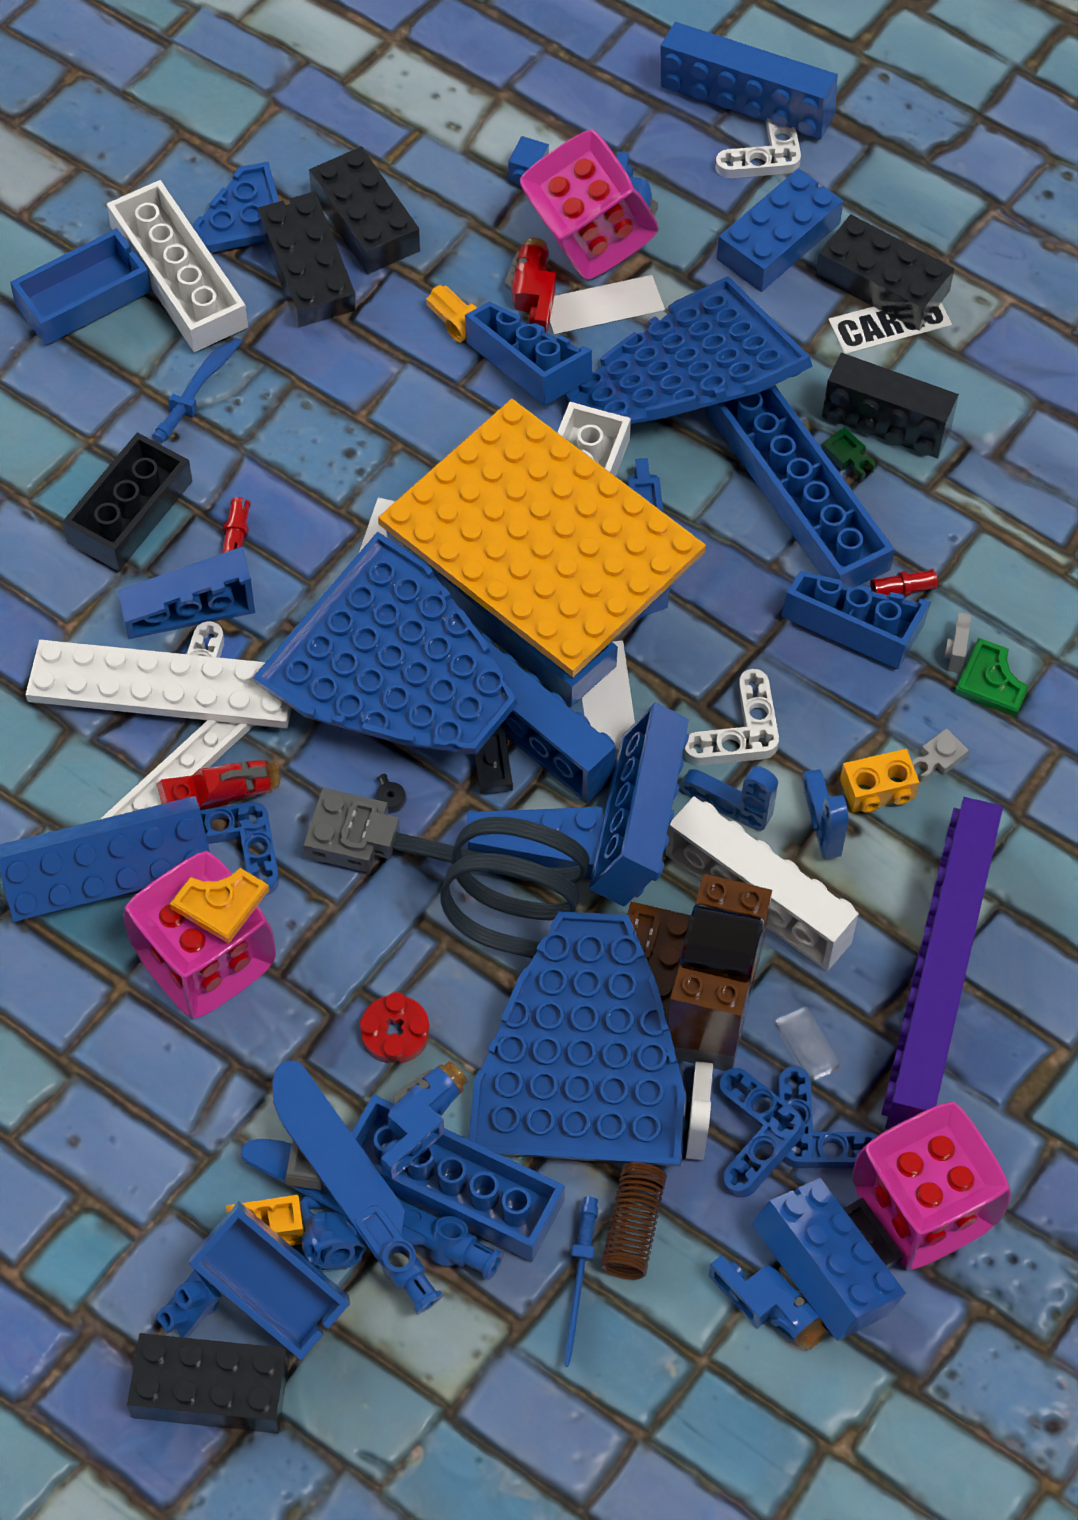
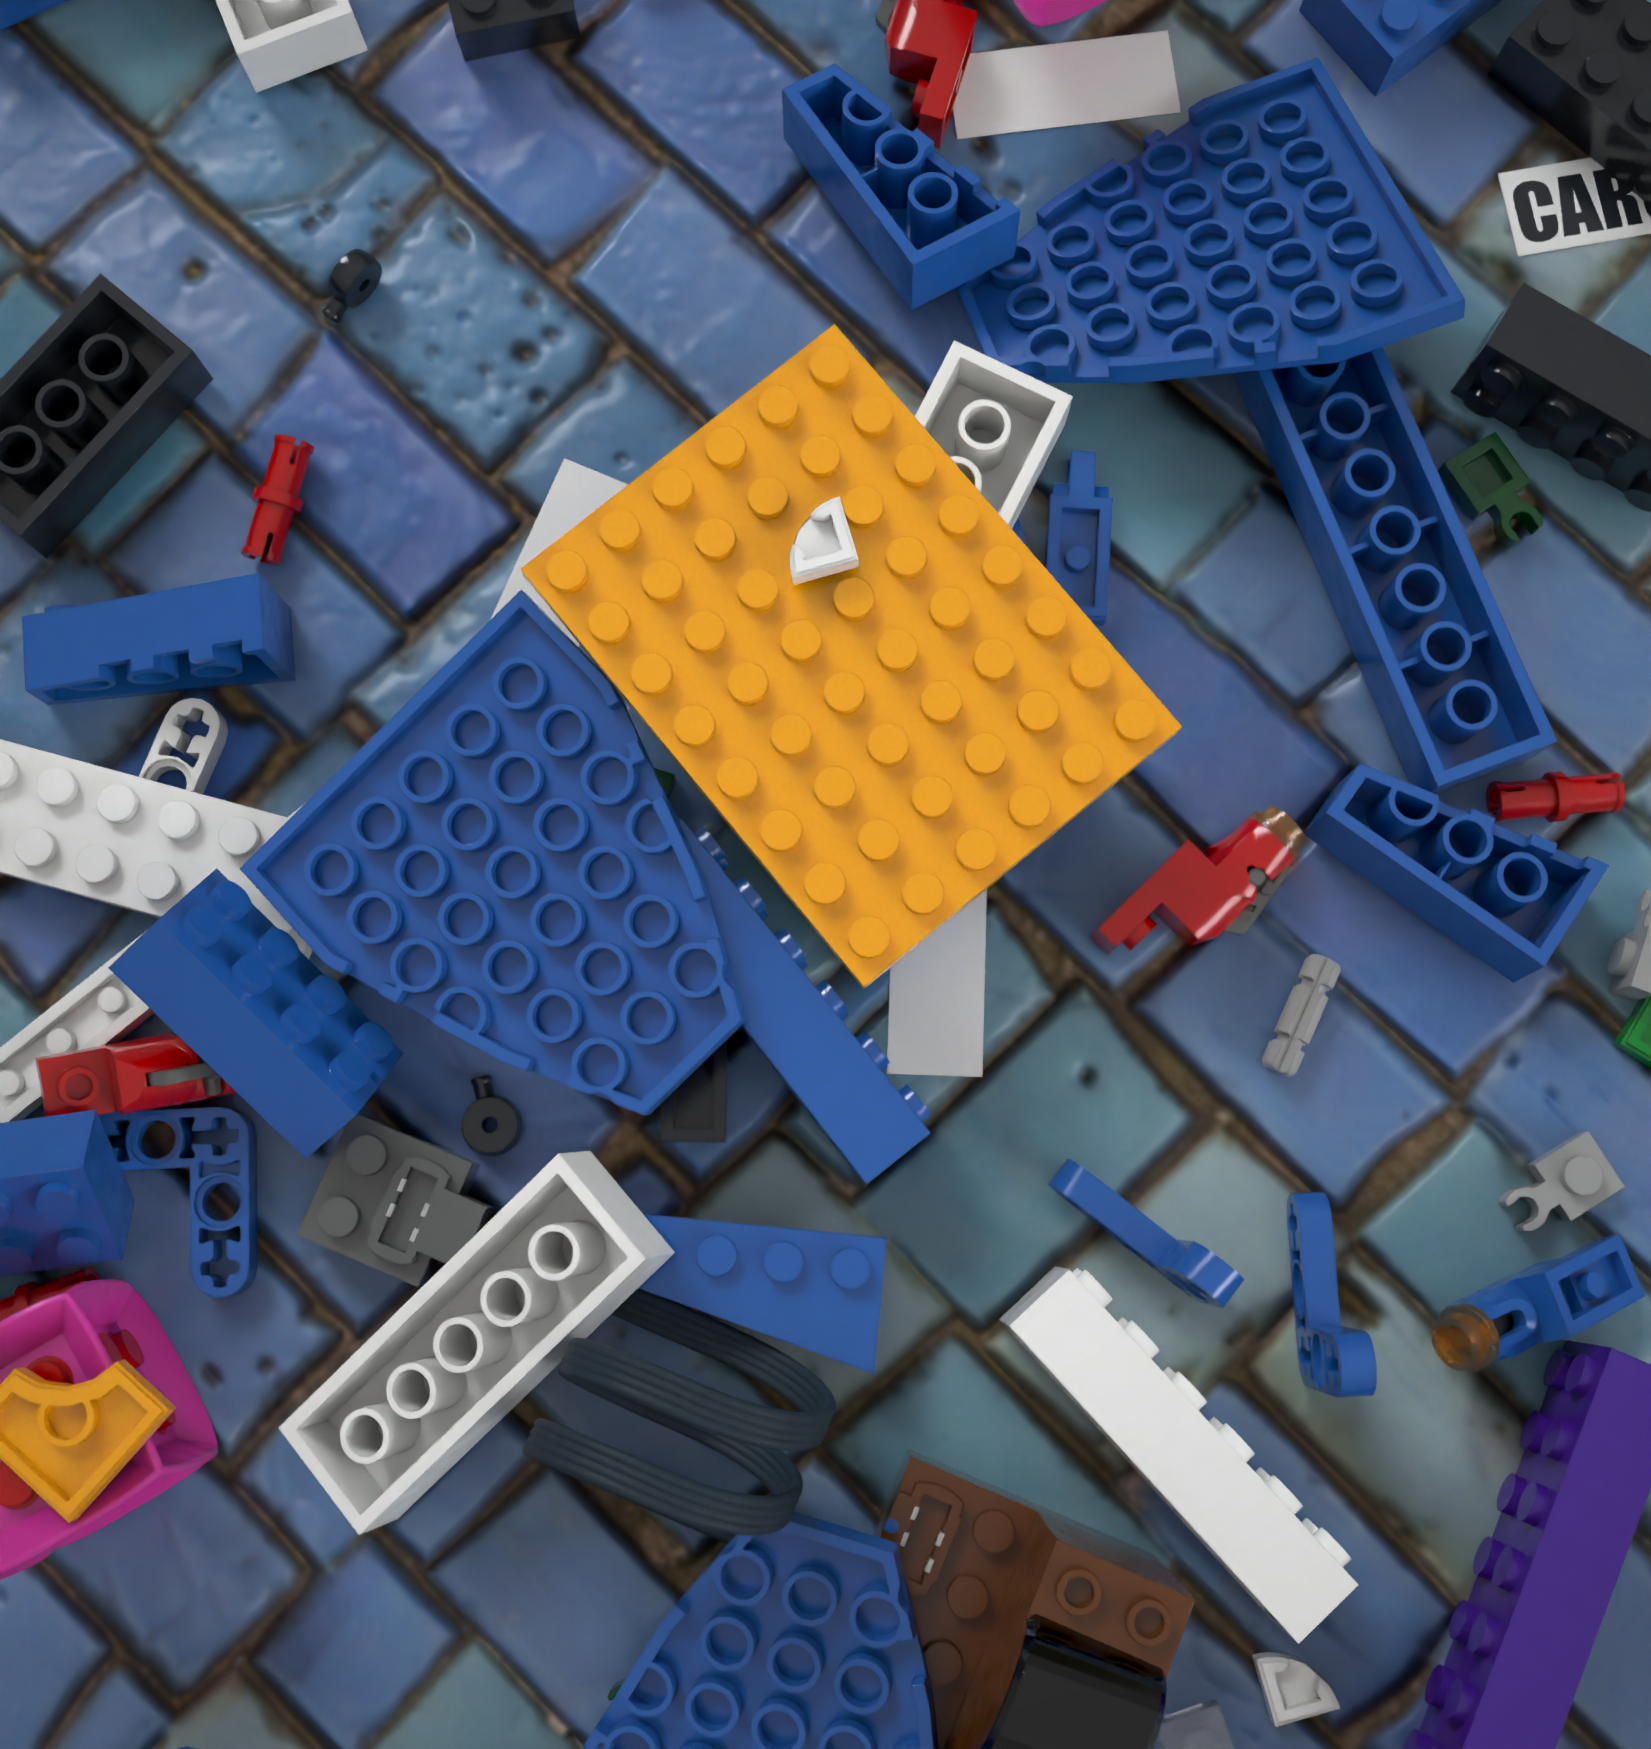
camera: 10 degrees right, 20 degrees up
(186, 403) = (221, 205): blue sword -> none
(258, 429) = (352, 282): none -> black piece
(272, 738) = (259, 1012): none -> blue piece
(394, 1047) = (386, 1624): red plate -> none
(400, 873) = (475, 1340): none -> white brick
(450, 311) = (761, 65): light orange piece -> none
(523, 486) = (823, 544): none -> white tile
(640, 805) = (960, 1266): blue brick -> none
(734, 645) = (1212, 893): none -> red plate
(753, 728) = (1209, 1071): white beam -> none
(794, 696) = (1301, 1015): none -> light grey axle
(843, 998) = (1292, 1688): none -> white tile
(876, 774) = (1438, 1223): light orange brick -> none
(930, 801) = (1537, 1306): none -> blue plate

